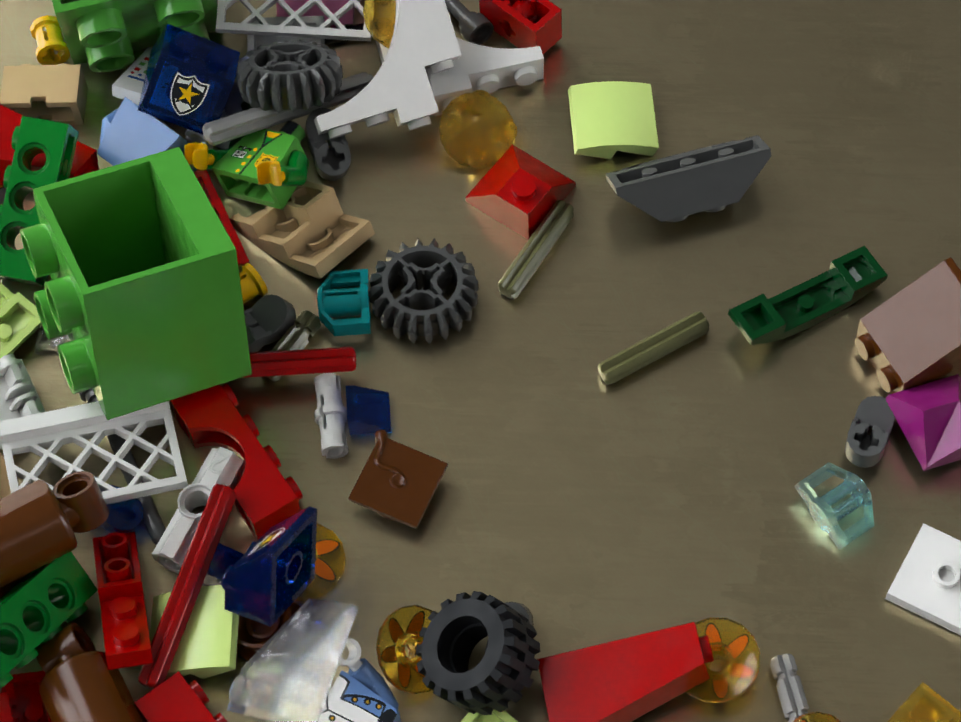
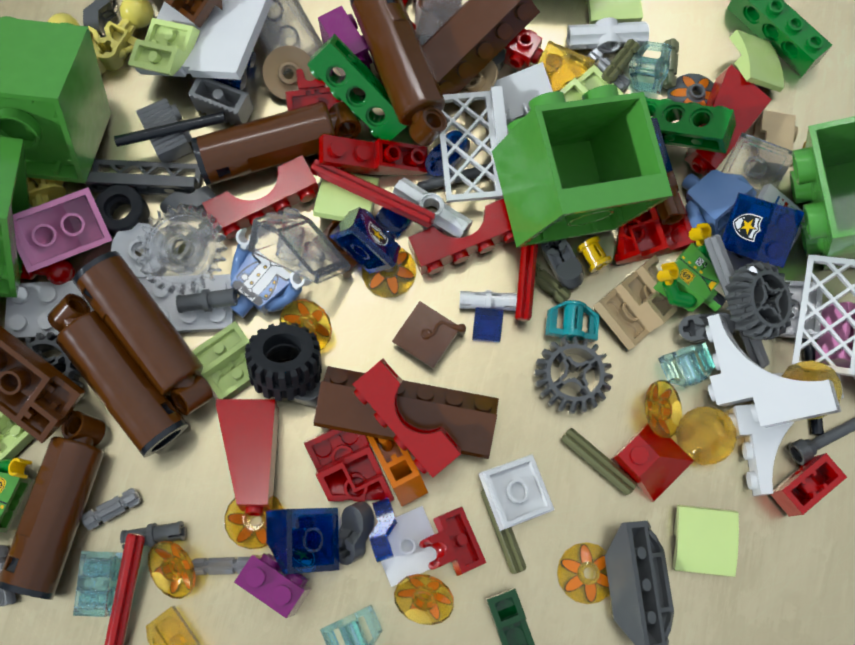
camera: 95 degrees right, 15 degrees up
(82, 98) = (758, 161): none -> clear tile
(384, 160) = (688, 365): none -> clear light blue piece
(451, 182) = (663, 408): none -> clear yellow dish
(501, 491) = (431, 447): none -> red arch
(519, 482) = (464, 415): none -> reddish brown slope
(586, 493) = (399, 470): none -> orange slope
(600, 336) = (516, 492): none -> white tile
(607, 557) = (347, 467): none -> red slope
(681, 480) = (380, 535): none -> clear blue piece
(685, 260) = (571, 573): none -> dish
(687, 397) = (454, 543): none -> red plate
(704, 462) = (405, 540): none -> white plate
(723, 528) = (354, 531): none -> dark grey piece
(727, 574) = (304, 539): none -> clear blue slope
(770, 421) = (424, 599): none -> clear yellow dish
(799, 601) = (266, 582): none -> magenta brick

